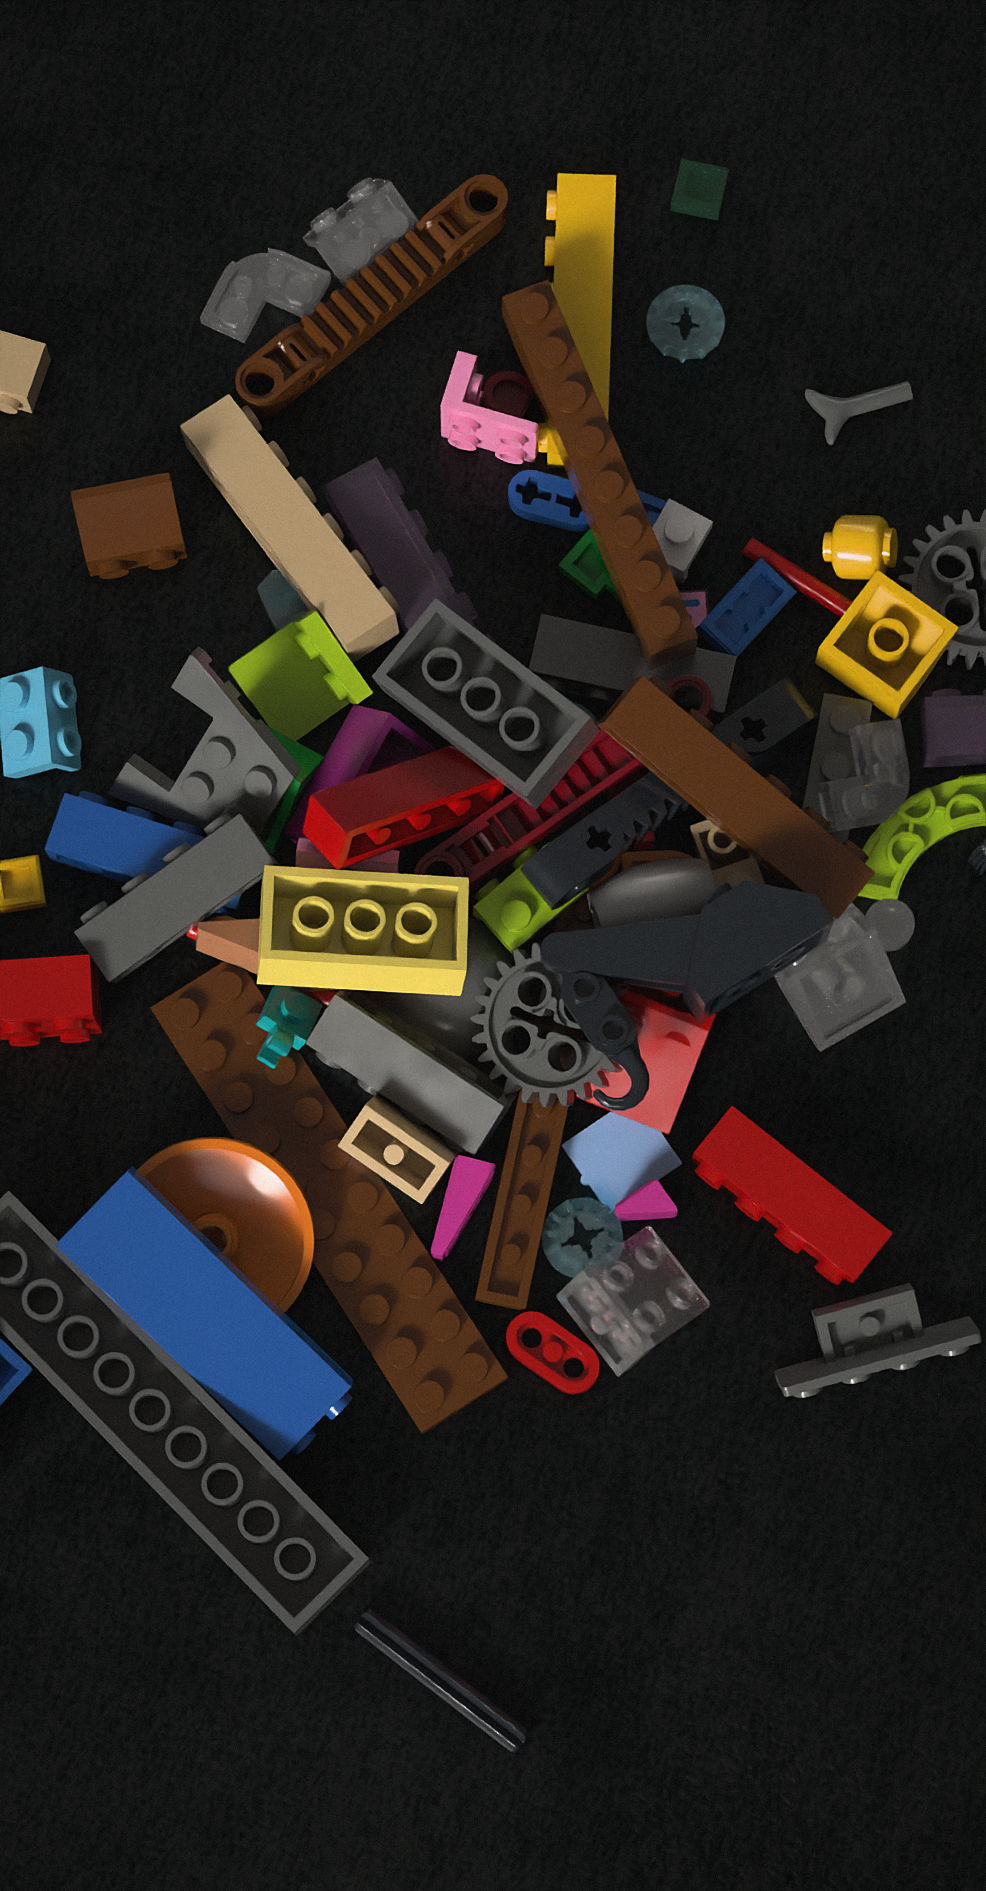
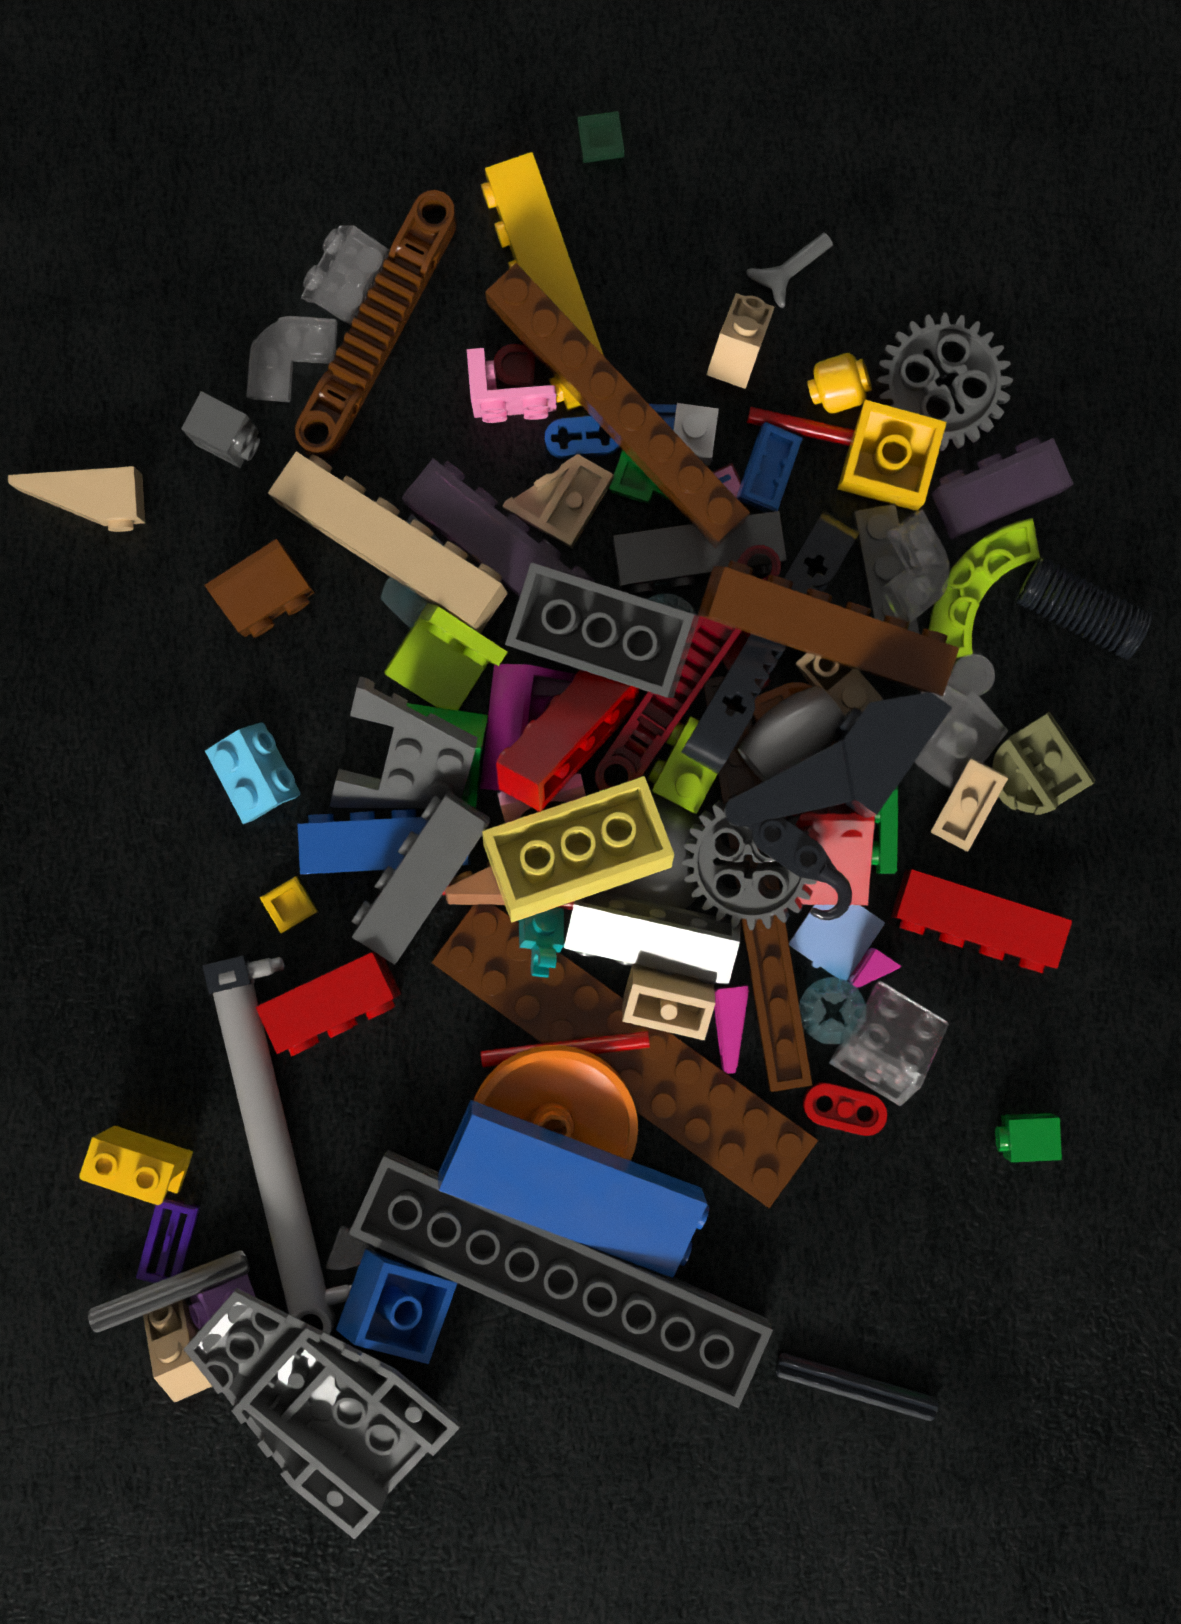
camera: 25 degrees left, 10 degrees up
(157, 341) = (221, 430): none -> dark grey brick
(296, 1165) = (594, 1045): none -> red bar
(503, 559) = (563, 500): none -> tan wing
(703, 310) = (642, 236): clear light blue gear -> none
(727, 1037) = (885, 847): none -> green hinge
(751, 1466) = (1029, 1137): none -> green brick
(767, 460) = (740, 340): none -> tan slope
(827, 1062) = (969, 804): none -> tan plate
(871, 1336) = (1083, 1005): dark grey bracket -> none
(922, 1053) = (1040, 767): none -> olive slope

